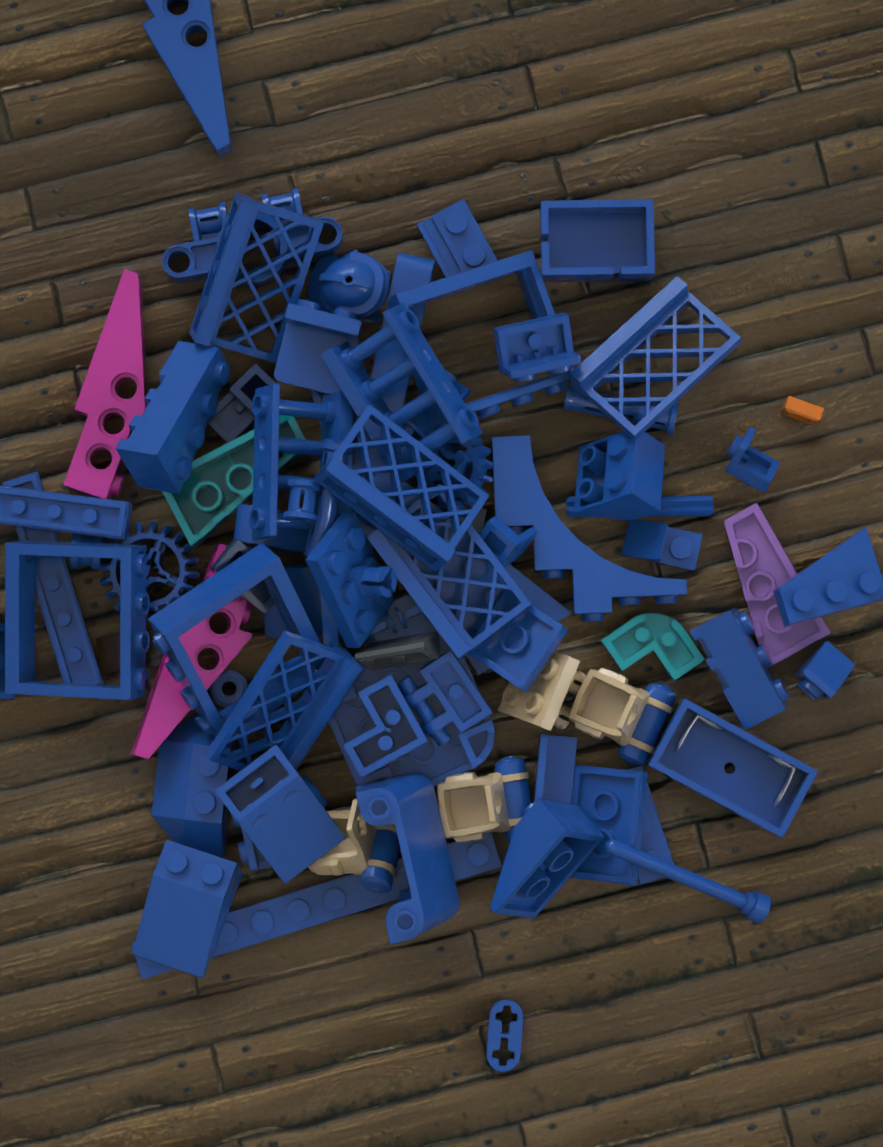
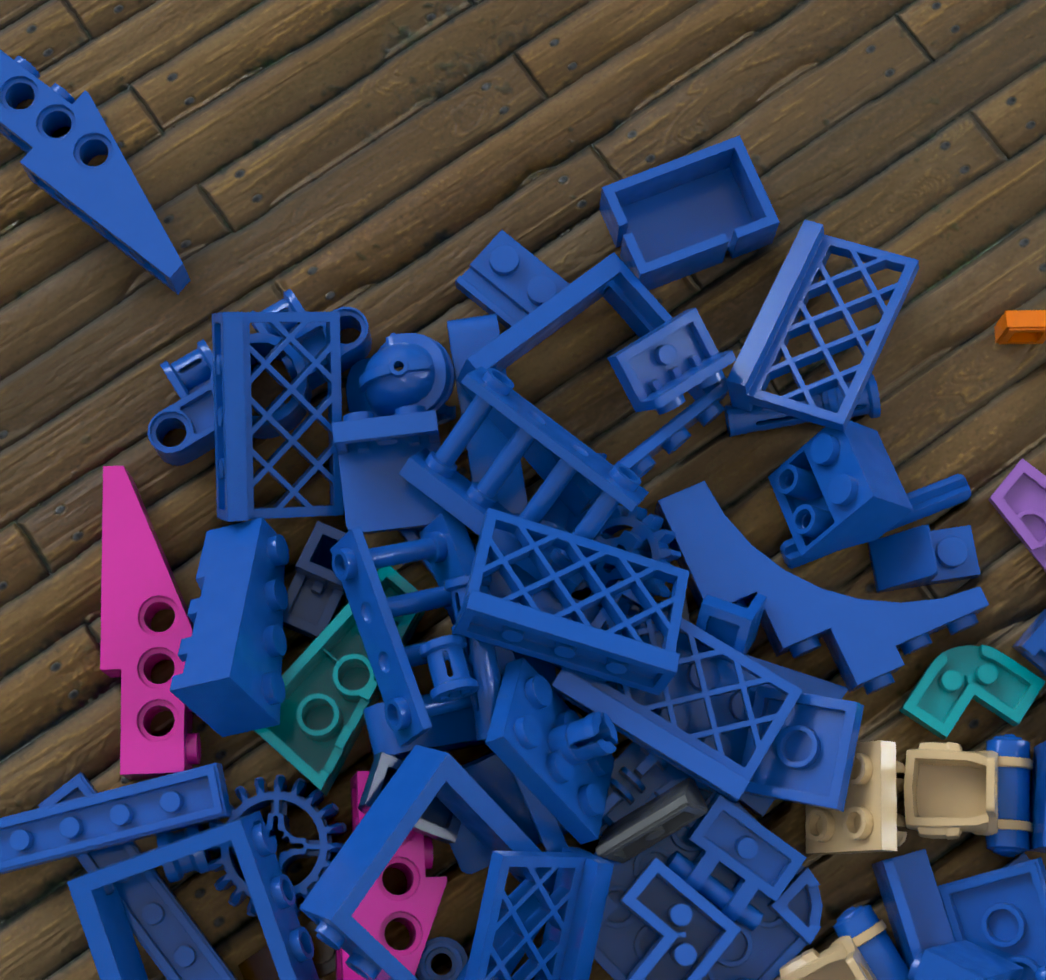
camera: 20 degrees left, 10 degrees down
(749, 463) = (989, 416): blue bracket -> none

